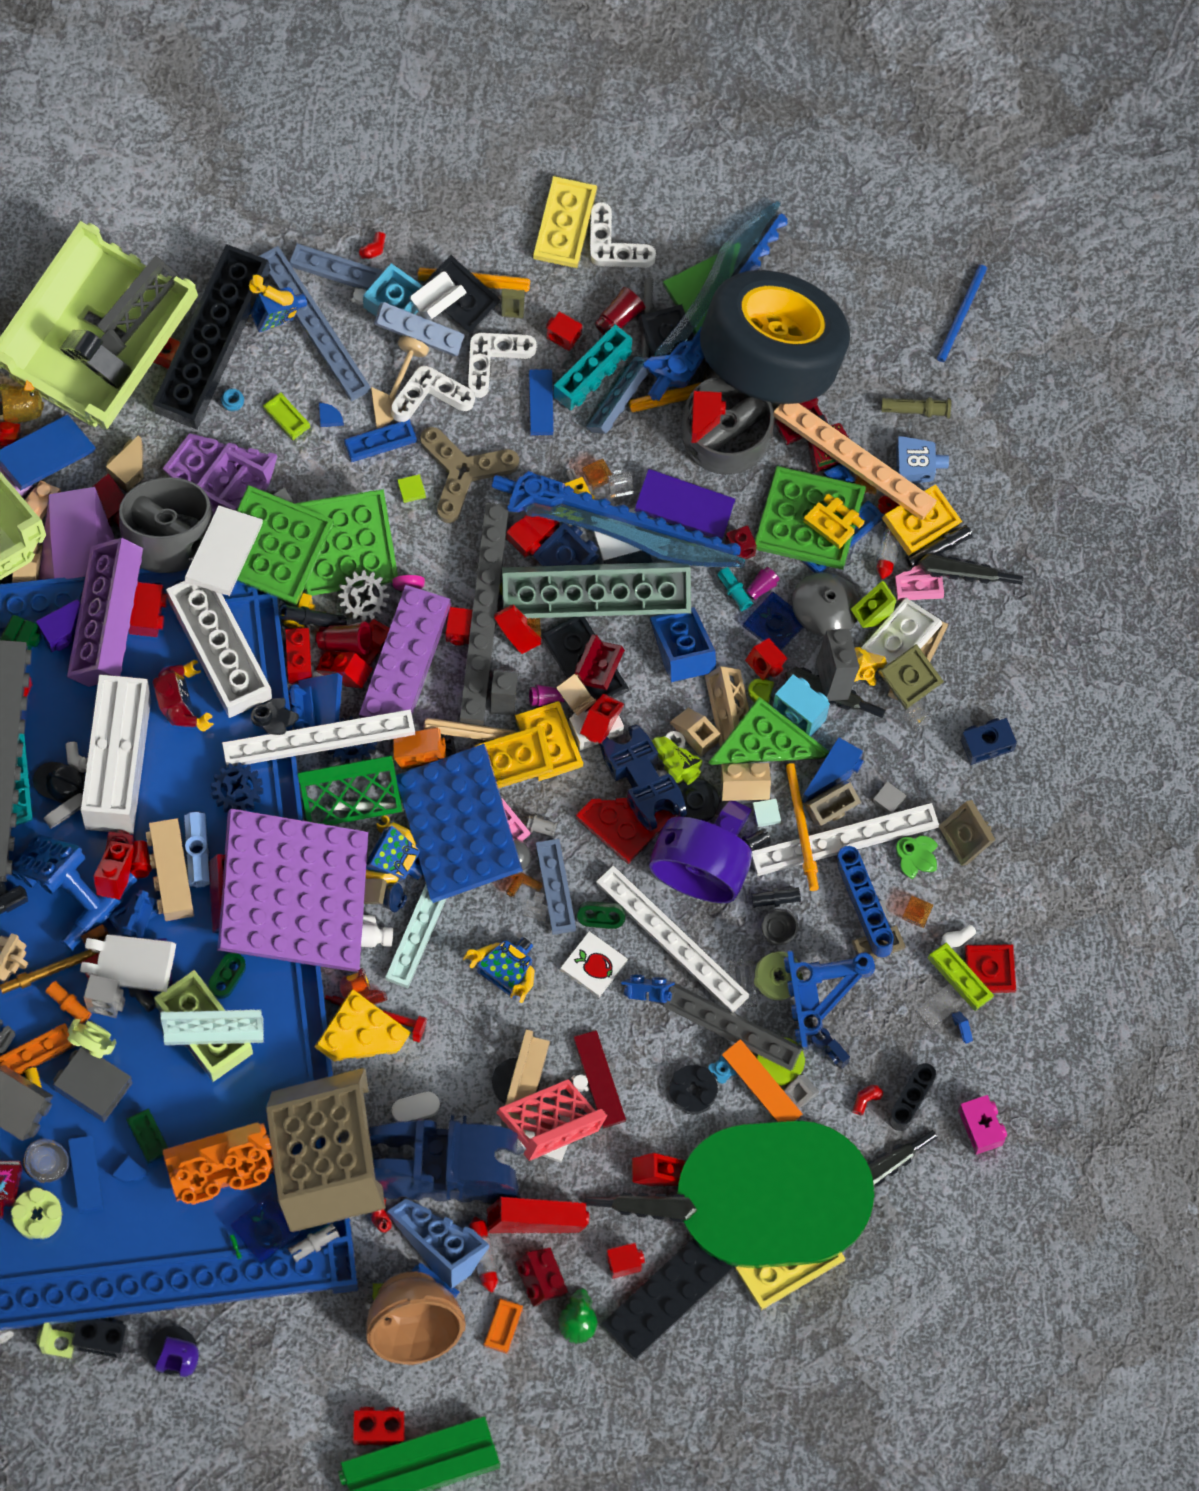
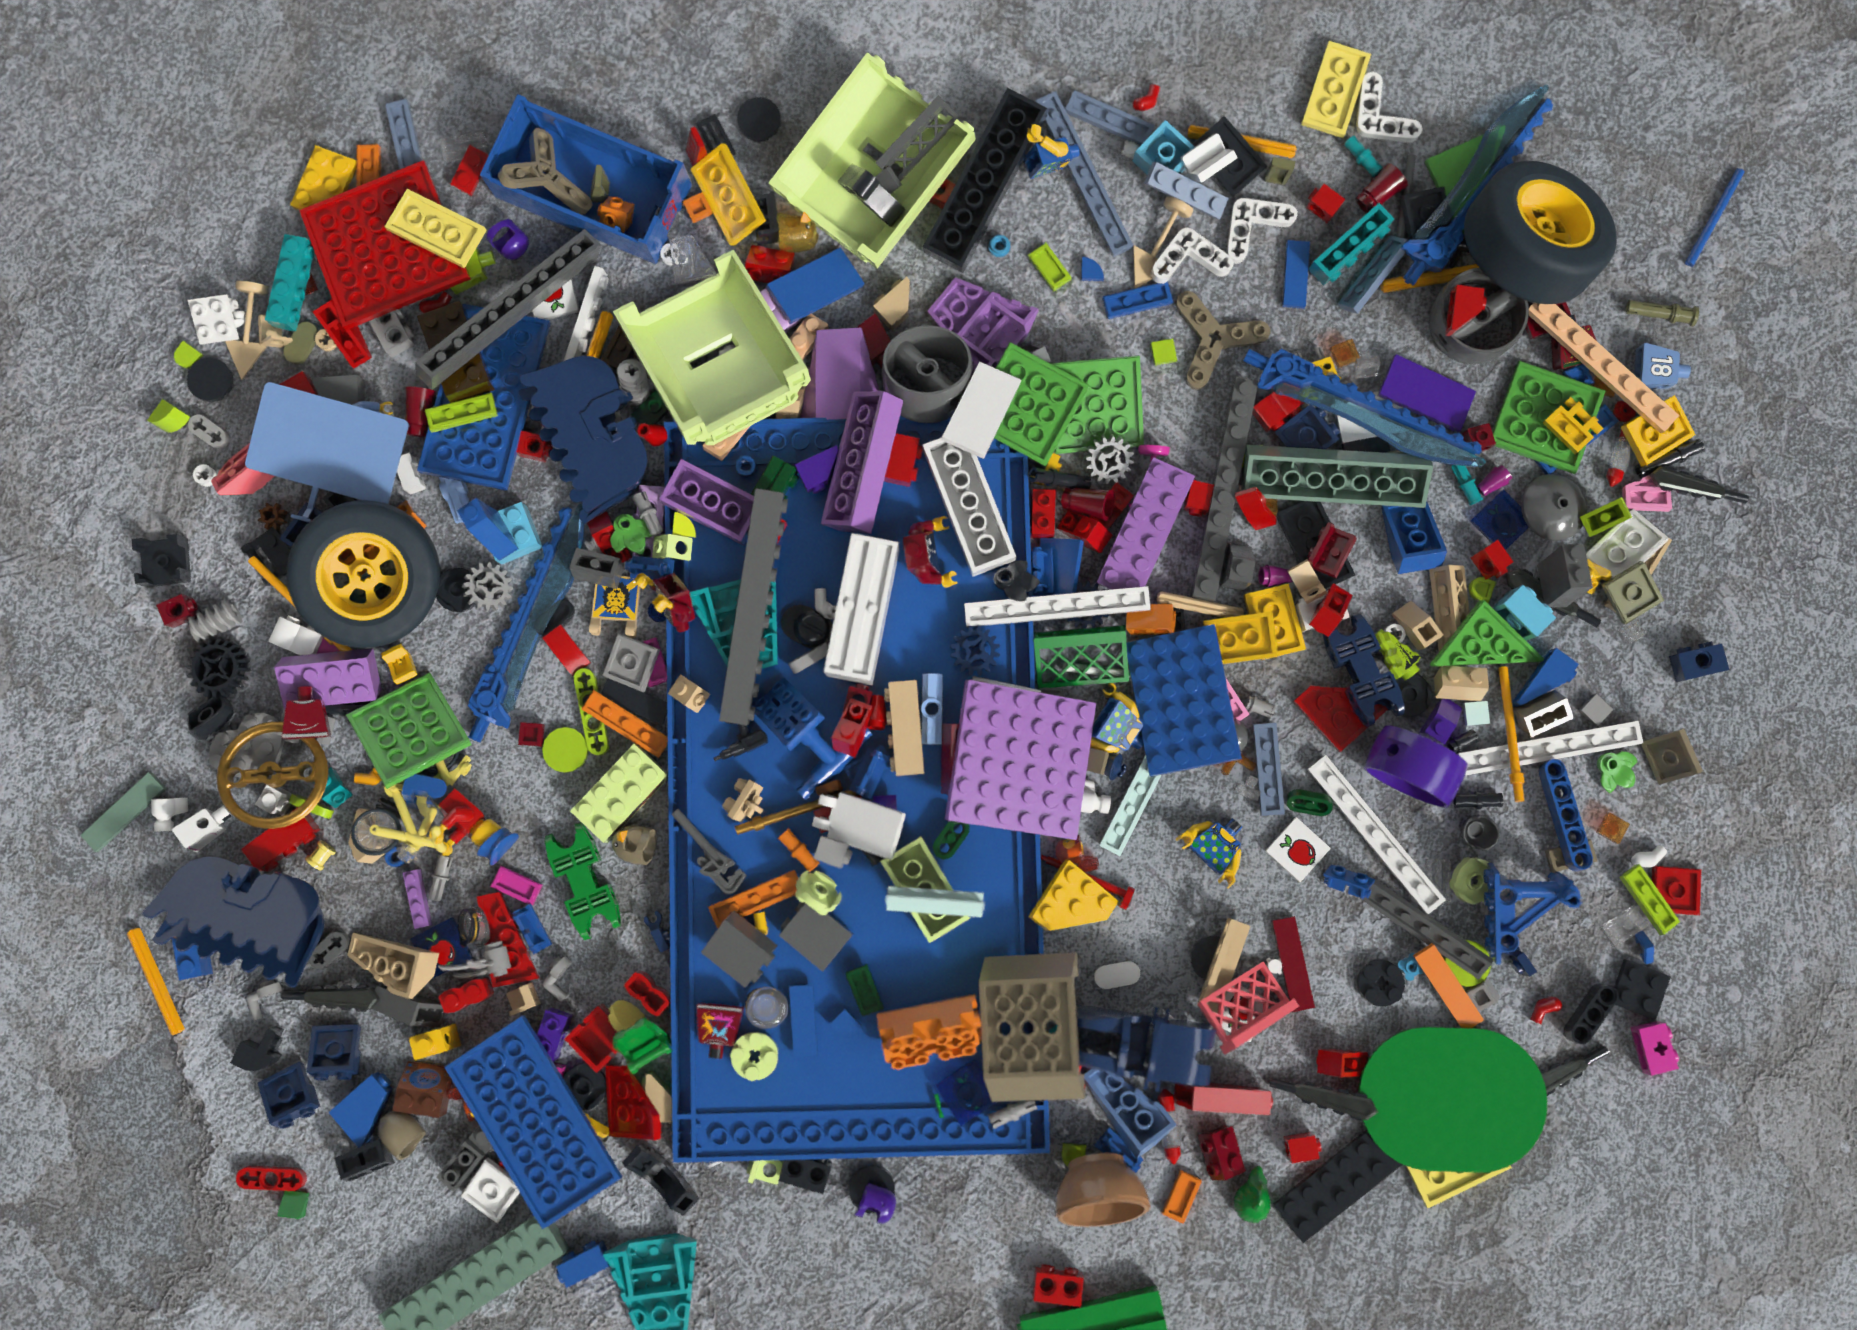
camera: 15 degrees right, 15 degrees up
(598, 282) = (1363, 156): none -> teal pin
(962, 1070) = (1640, 989): none -> black plate

